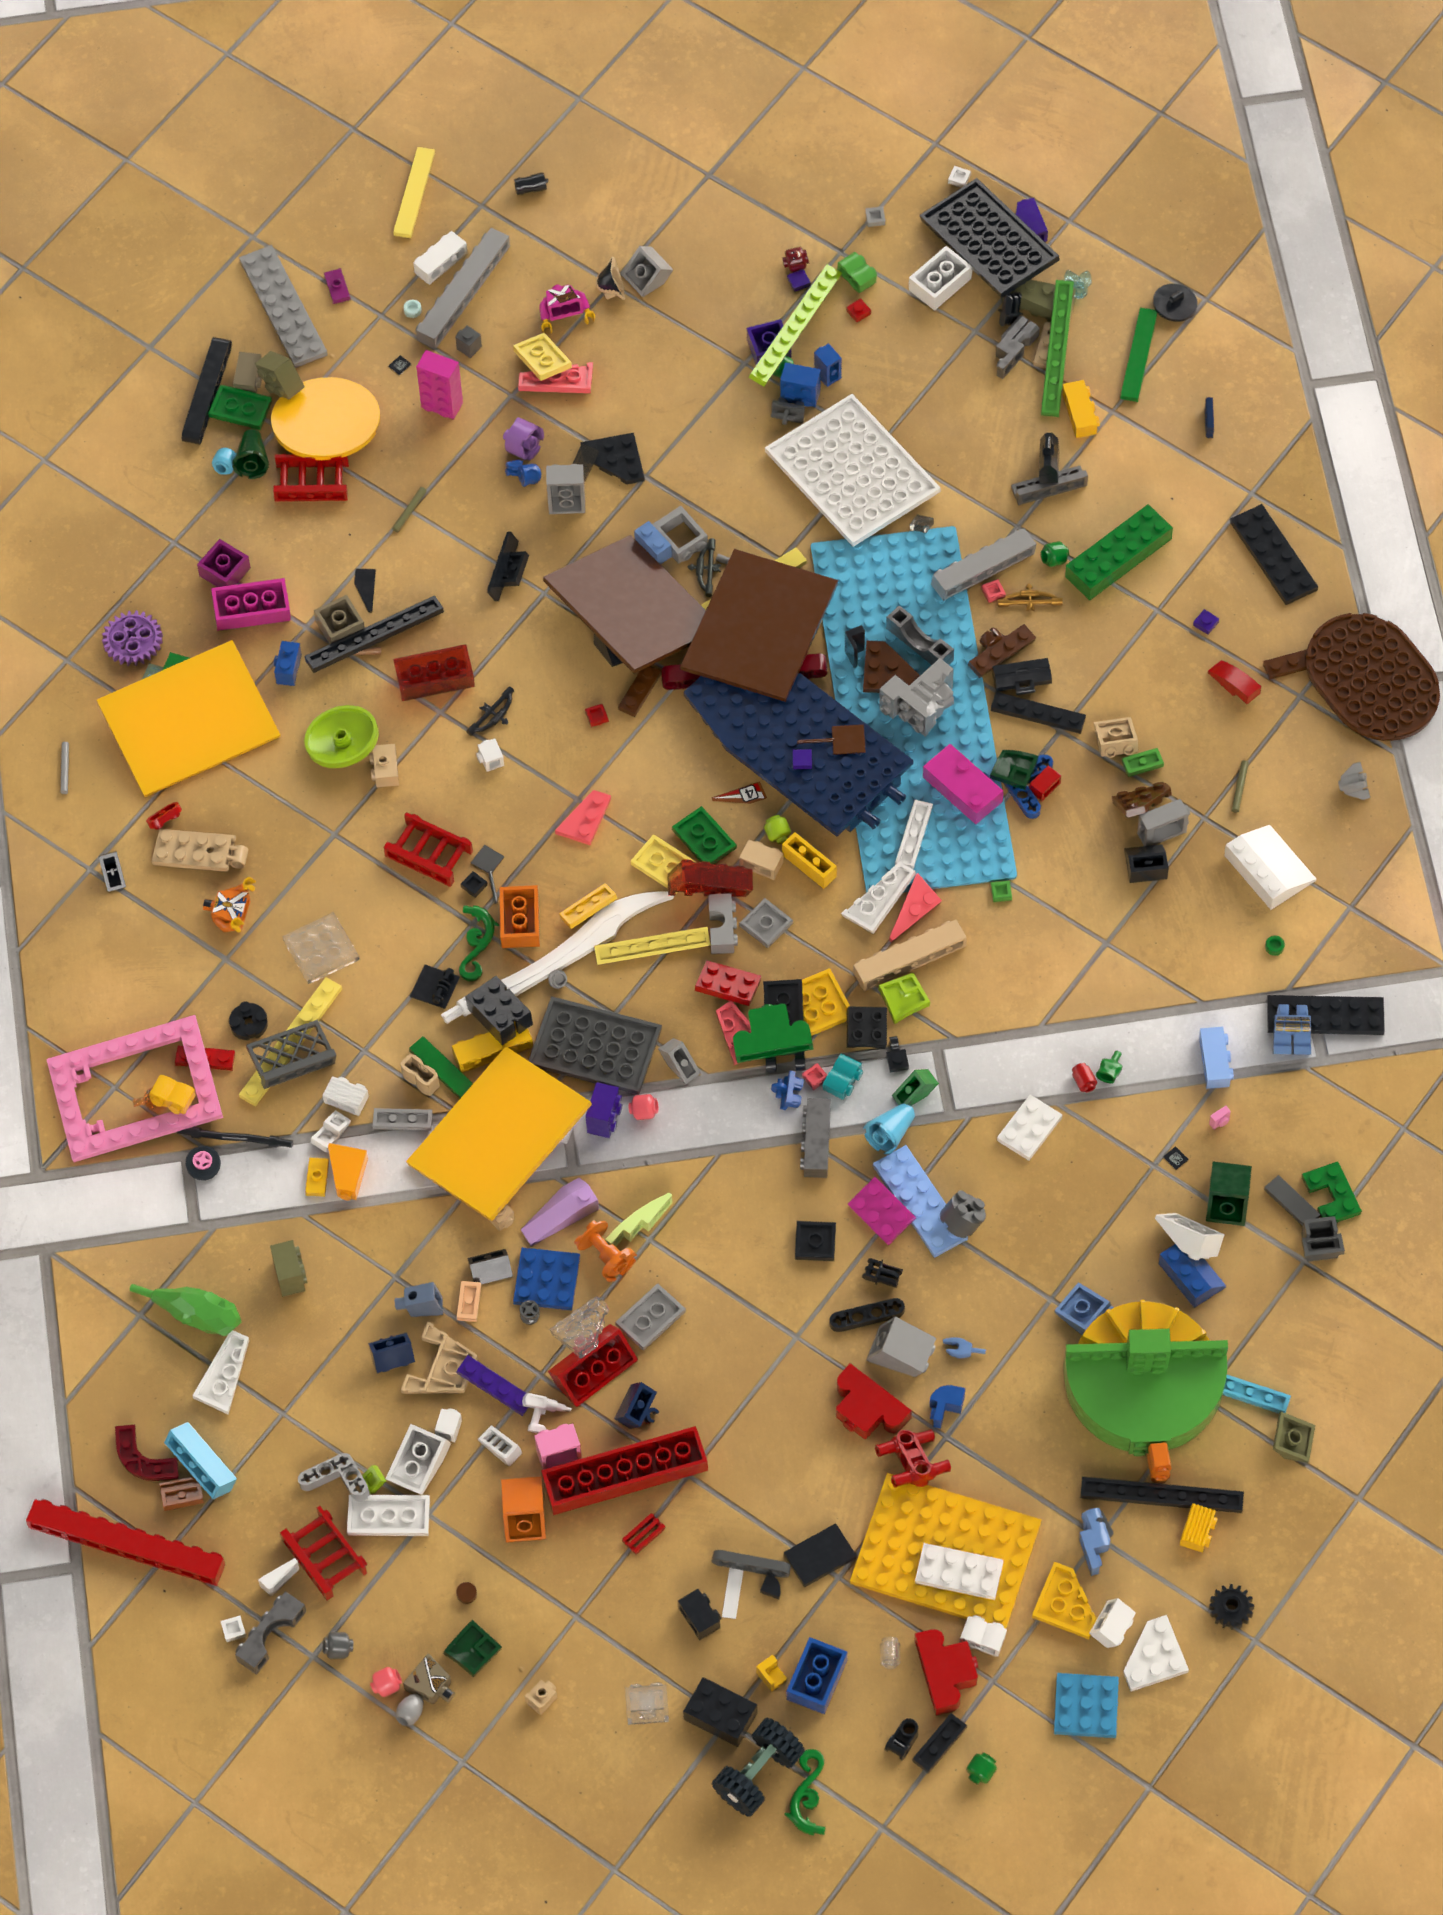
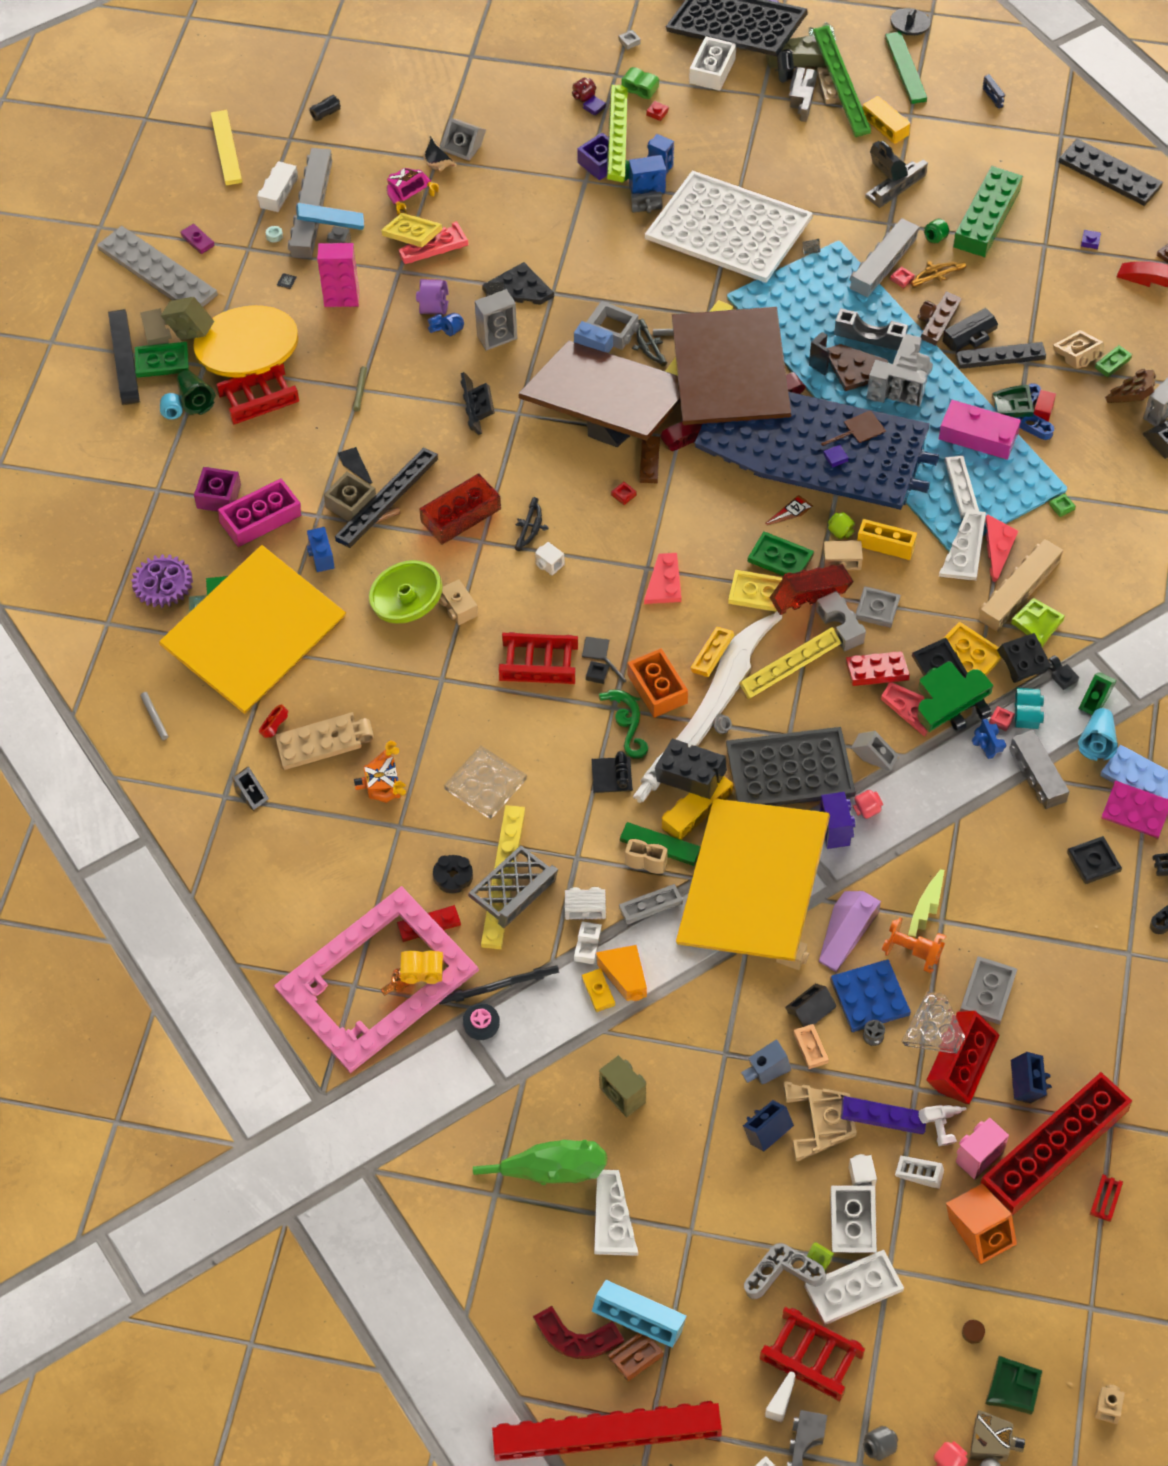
camera: 25 degrees left, 5 degrees down
(471, 312) = (330, 216): none -> tile

